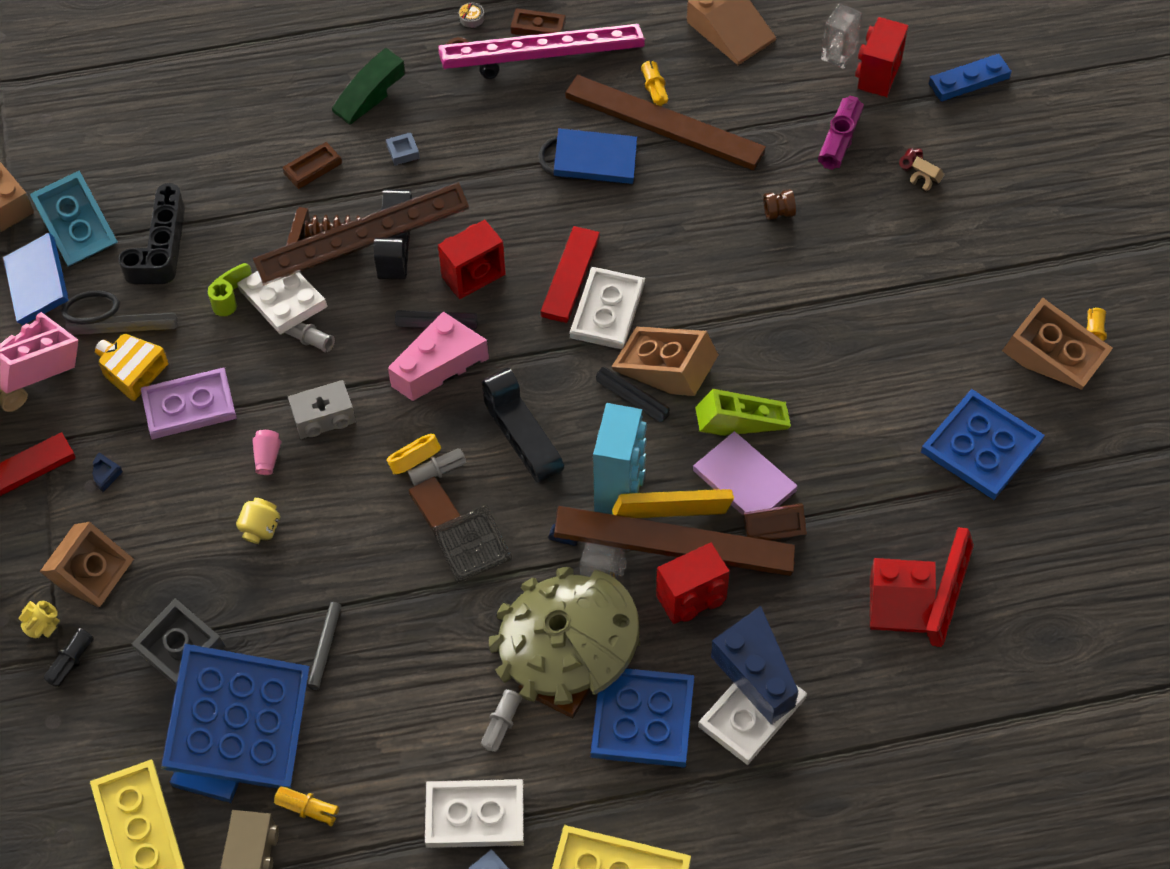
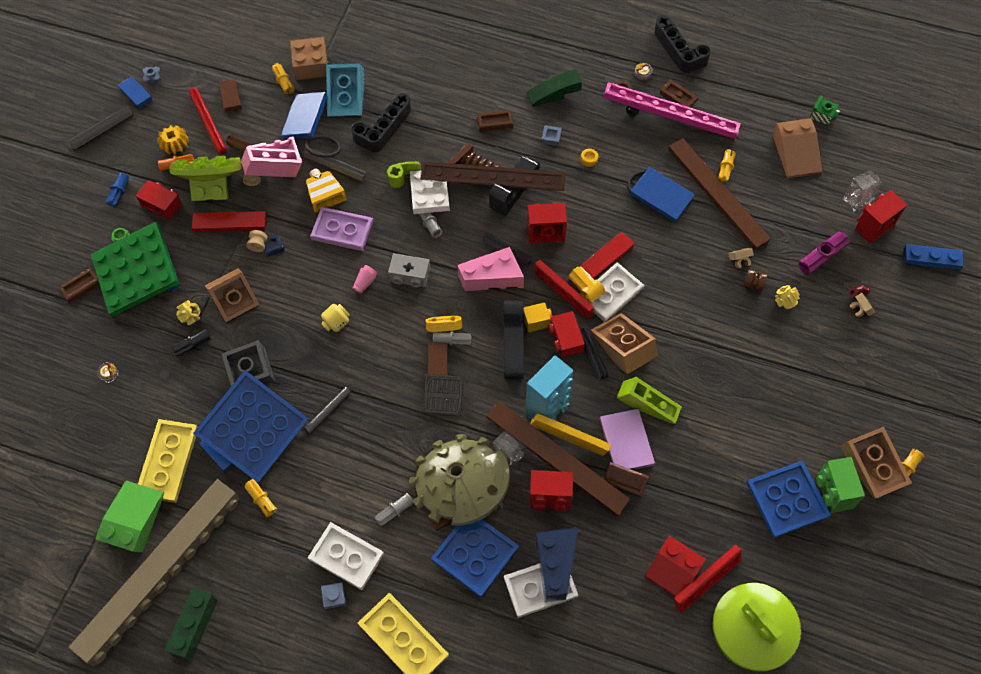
camera: 30 degrees right, 5 degrees up
(76, 476) = (256, 241): none -> tan wheel
(470, 154) = (589, 157): none -> yellow tile
(535, 383) = (536, 317): none -> yellow brick
(546, 332) = (564, 289): none -> red tile
(580, 314) = (589, 288): none -> yellow piece
(586, 385) = (566, 334): none -> red brick
(742, 183) = (740, 255): none -> tan tile
(831, 206) = (787, 297): none -> light yellow gear
(1034, 392) = (840, 485): none -> bright green brick
(1041, 612) = (756, 627): none -> lime bracket

